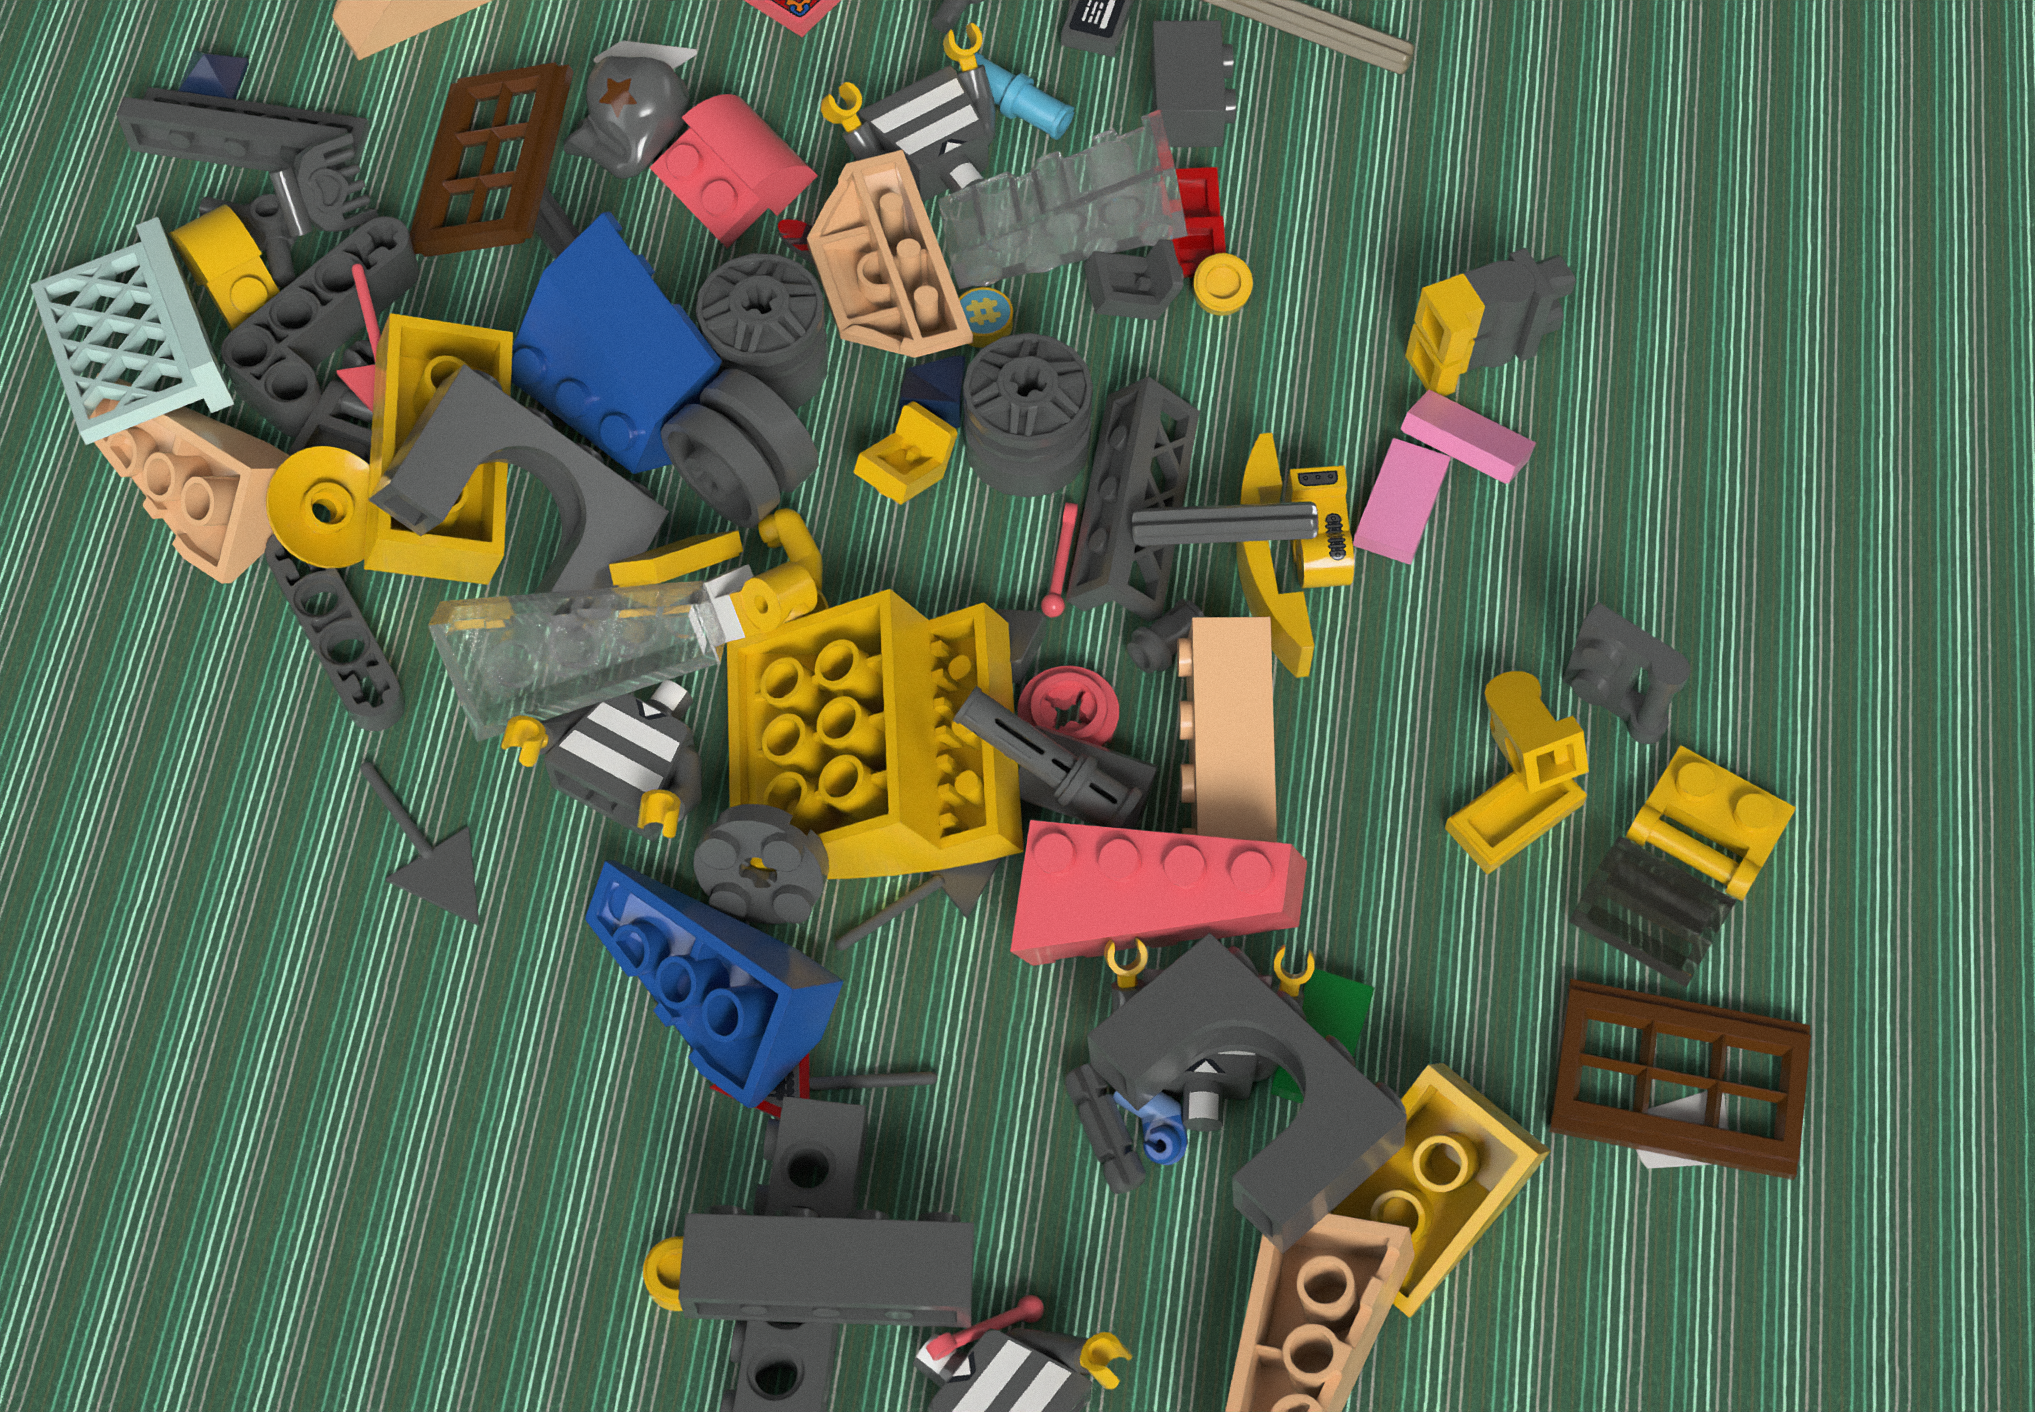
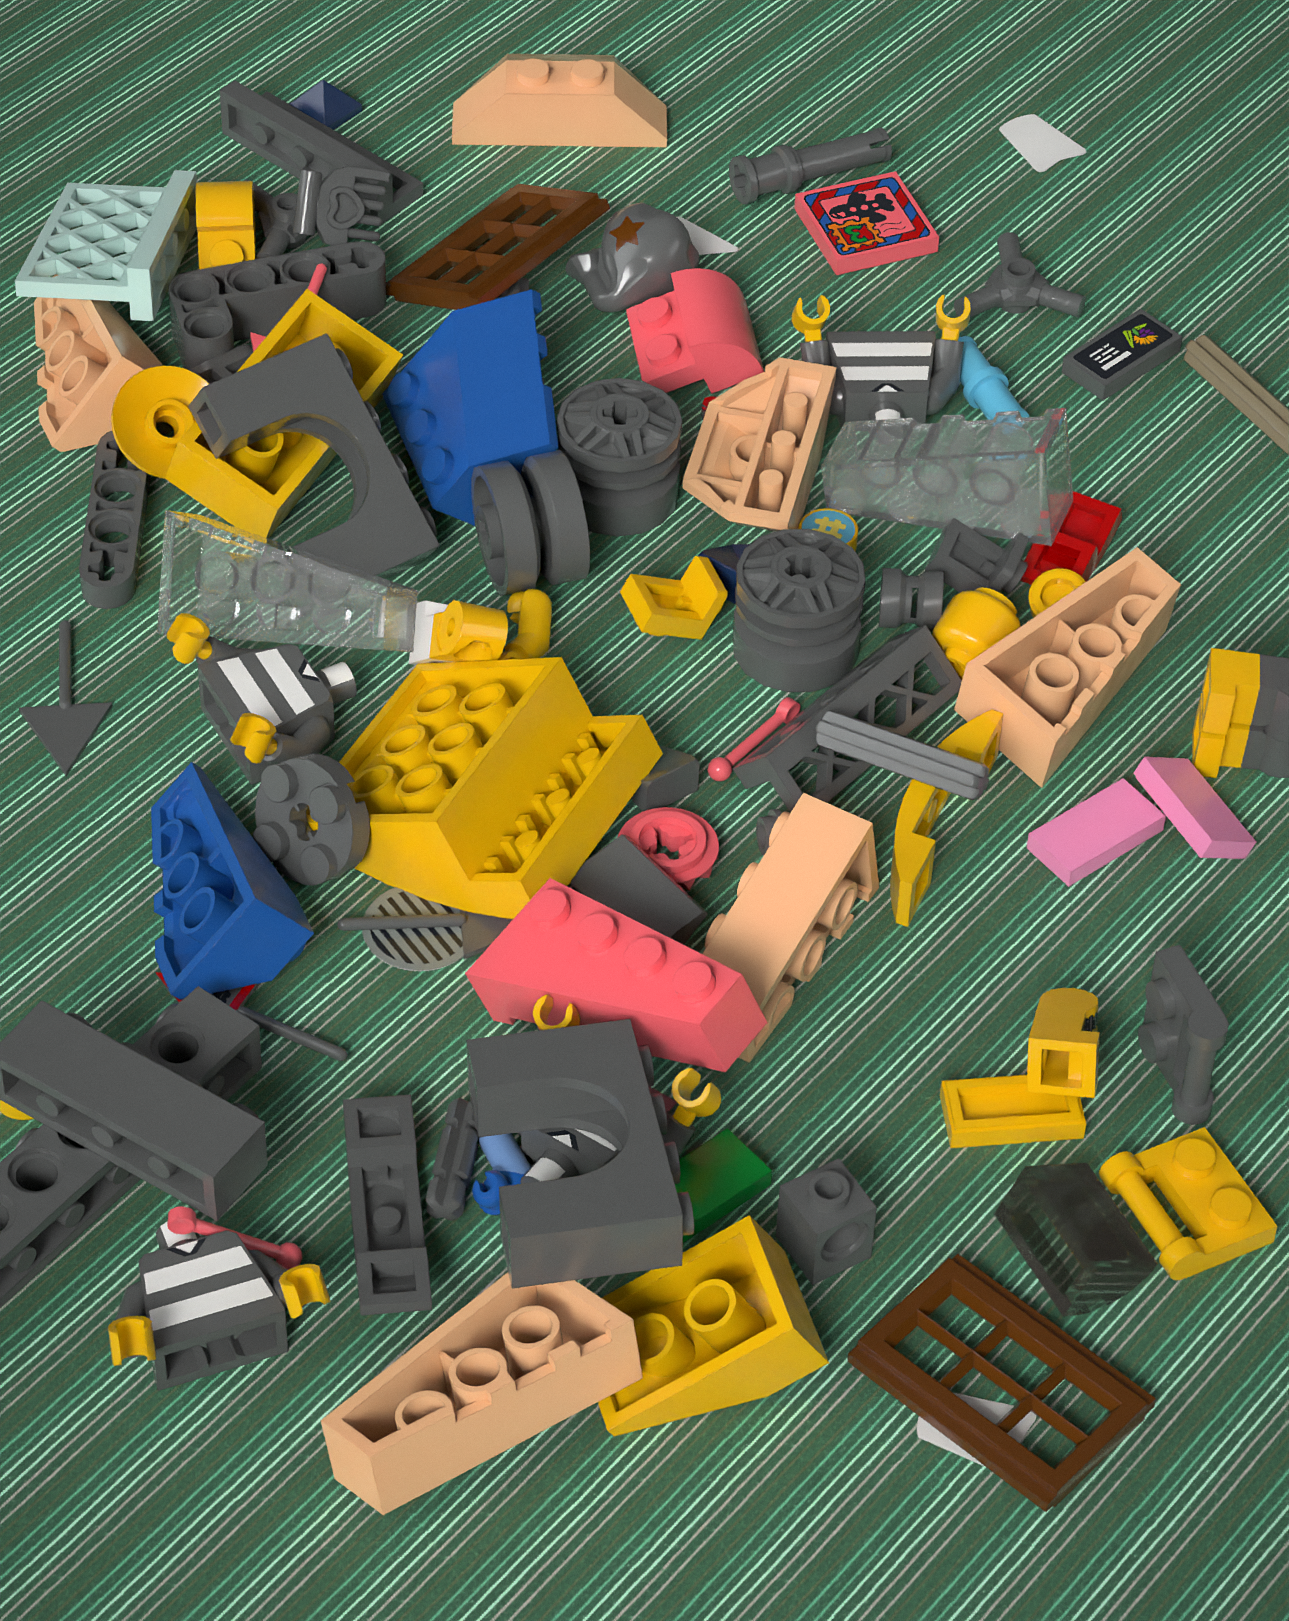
camera: 30 degrees right, 15 degrees down
(676, 559) = (429, 581): yellow tile -> none
(912, 933) = (413, 947): none -> light grey sticker
(1074, 778) = (621, 876): dark grey pin -> none
(1088, 1221) = (386, 1205): none -> dark grey slope
(1108, 347) = (897, 598): none -> dark grey wheel
(1184, 355) = (973, 625): none -> yellow head
(1189, 81) = (1147, 439): dark grey brick -> none
(1288, 351) = (1069, 662): none -> light nougat wedge
(1330, 555) = (1004, 813): yellow leg -> none
(1457, 1015) = (825, 1221): none -> dark grey brick

